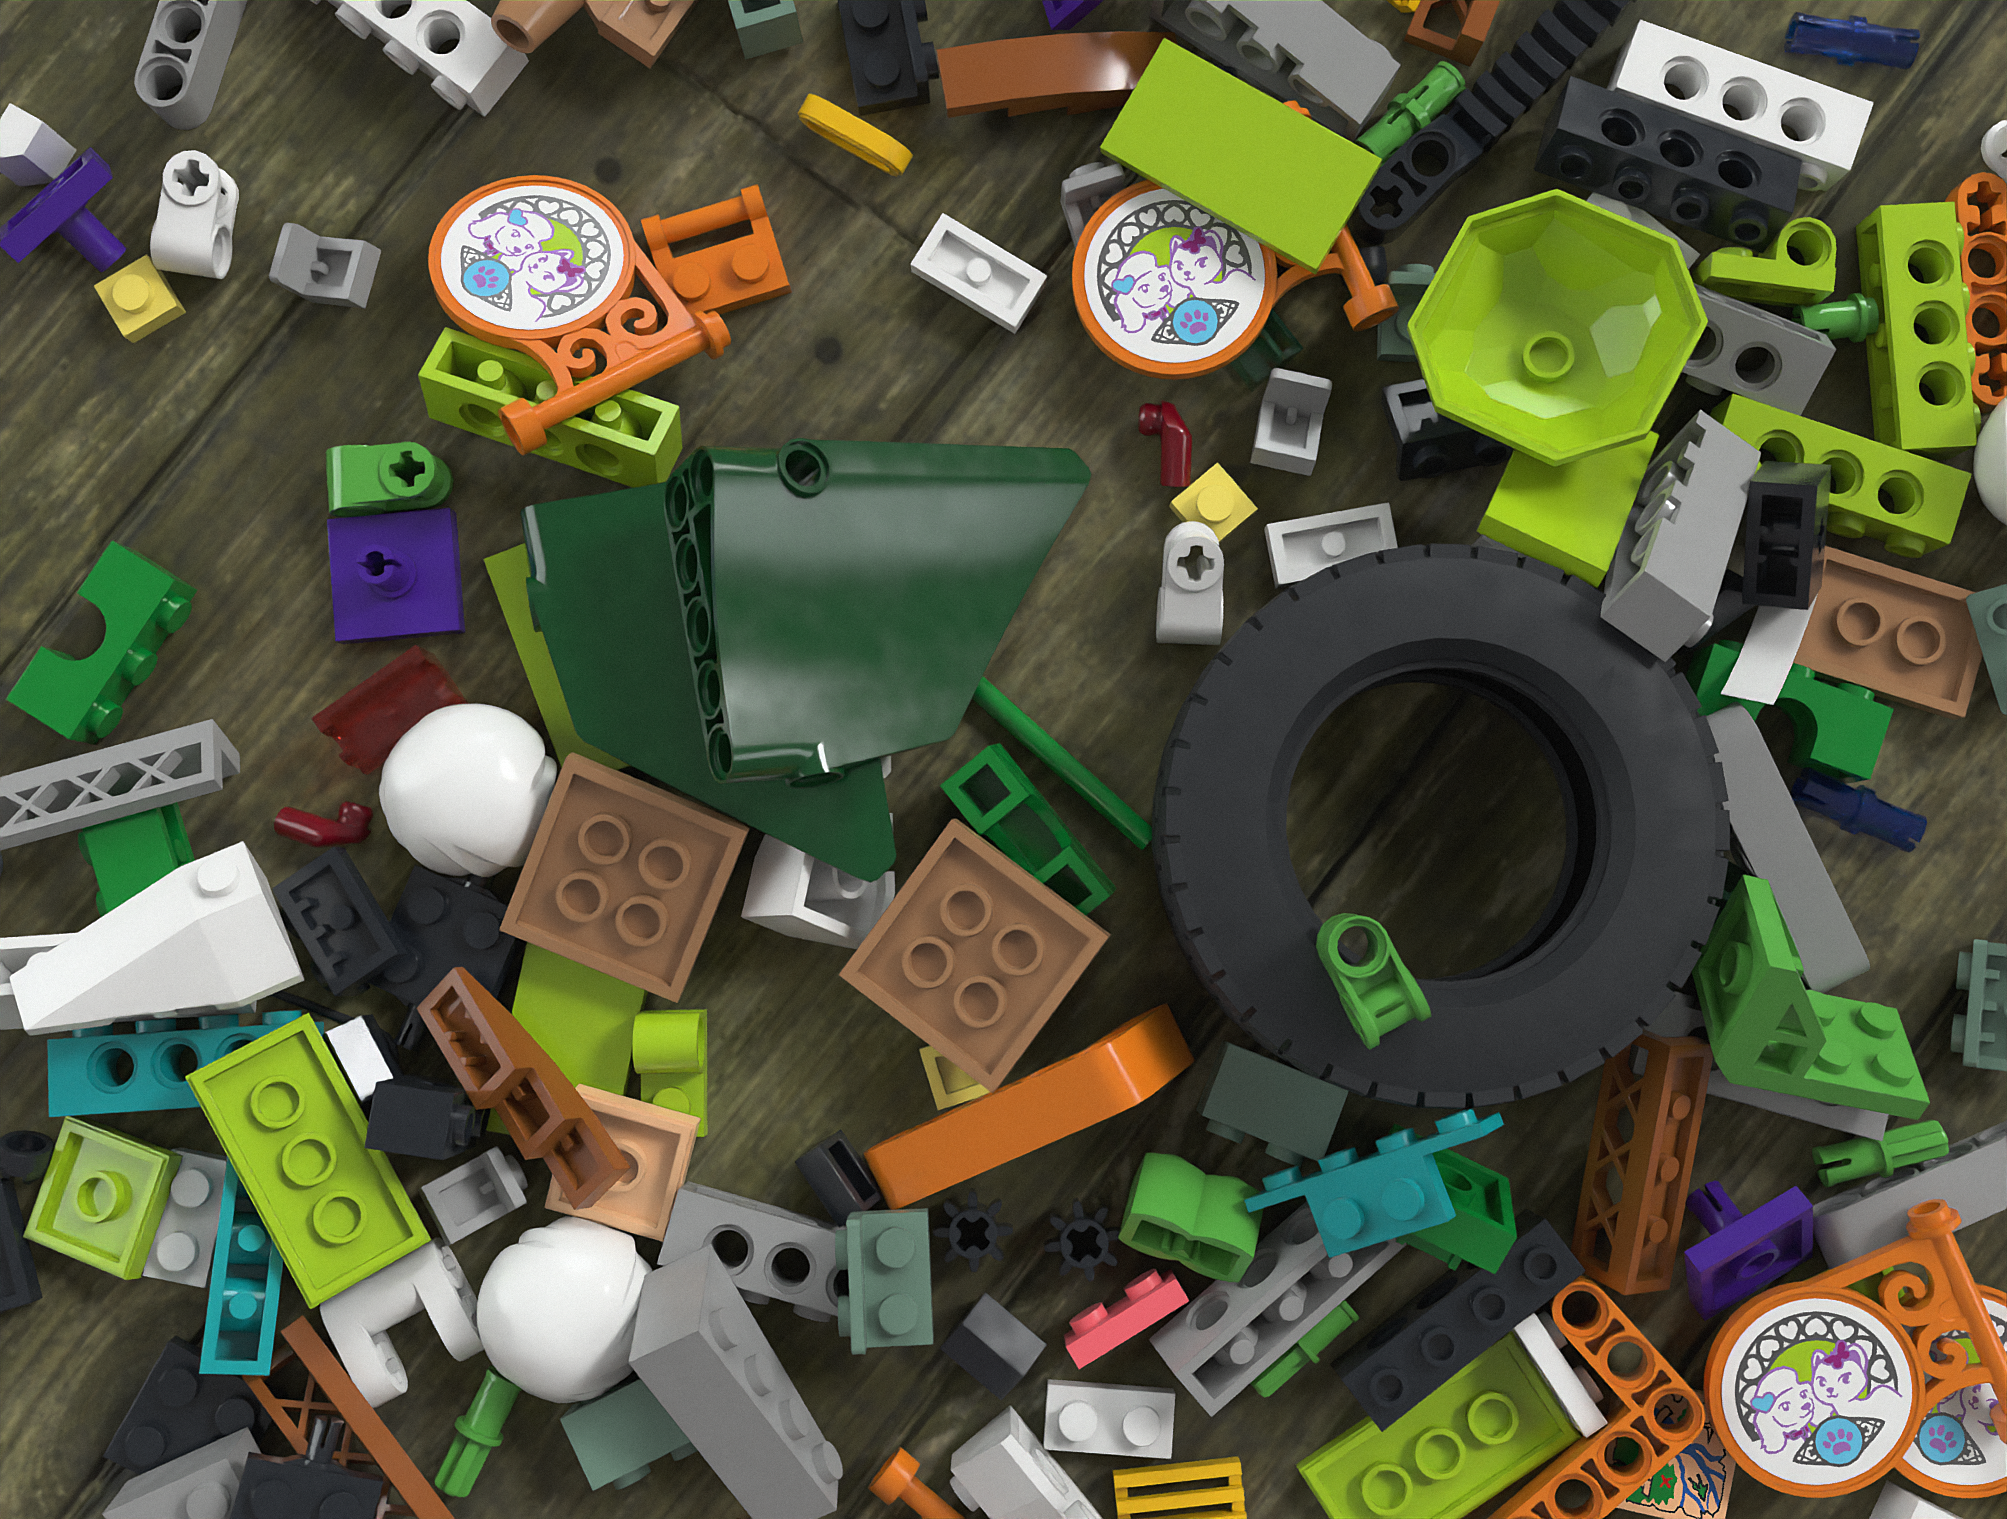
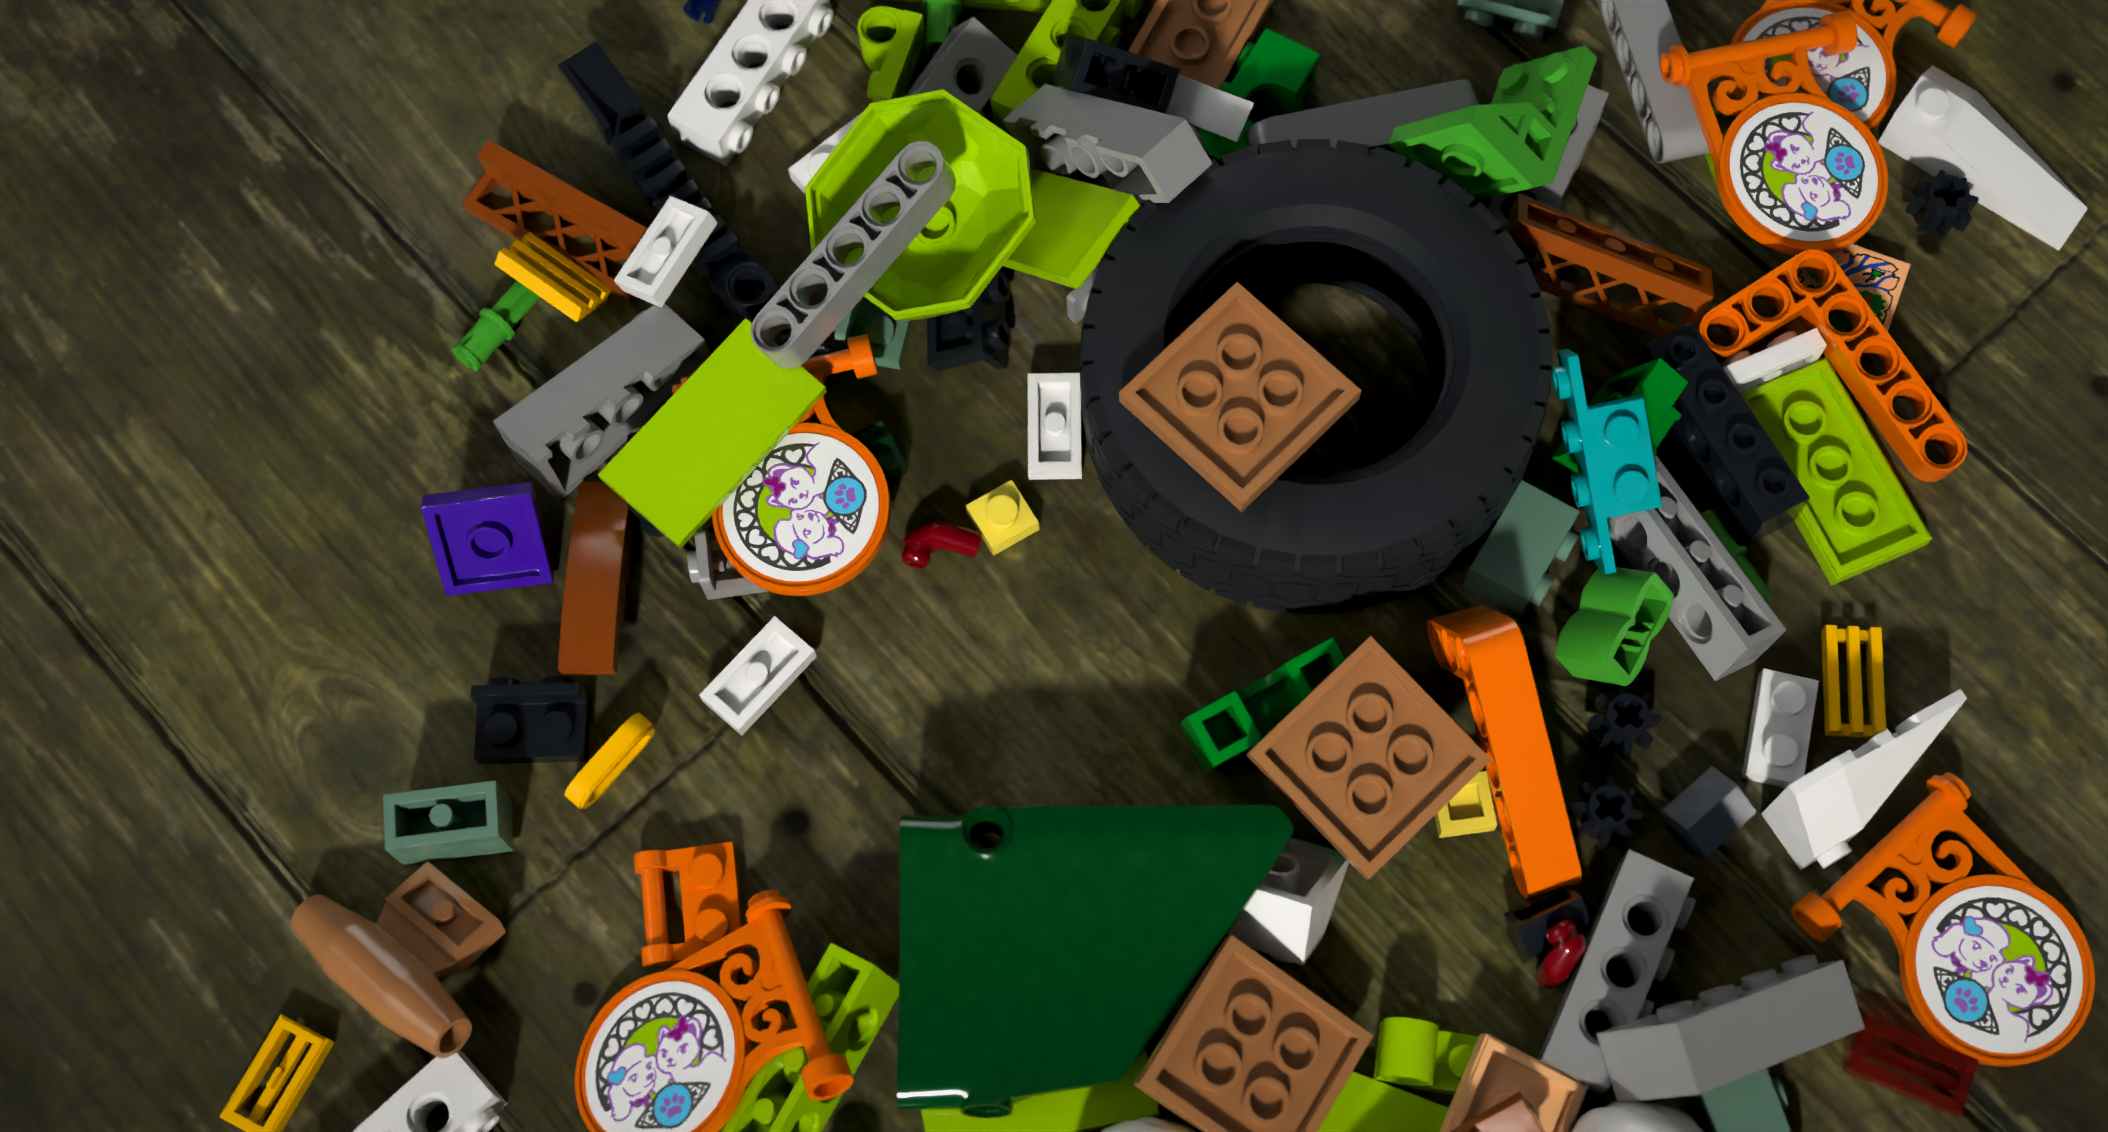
camera: 75 degrees left, 15 degrees down
(801, 1199) = (1563, 958): none -> dark red arm
(858, 598) = (1033, 813): dark green panel -> none
(887, 1279) = (1644, 880): sand green bracket -> none
(1062, 763) = (1198, 681): green bar -> none
(1102, 1329) = (1701, 712): coral plate -> none
(1191, 595) = (1079, 541): white piece -> none
(1290, 421) = (942, 440): light grey bracket -> none
(1357, 738) = (1239, 396): none -> medium nougat plate
(1378, 988) = (1446, 411): bright green piece -> none
(1413, 111) = (702, 309): bright green pin -> none
(1459, 55) = (665, 251): none -> white plate
(1481, 287) = (856, 229): none -> light grey beam
(1668, 165) = (790, 118): black brick -> none
(1744, 1249) = (1684, 206): dark purple tile -> none
(1858, 809) = (1341, 69): clear blue pin -> none
(1870, 1156) = (1619, 108): bright green axle -> none

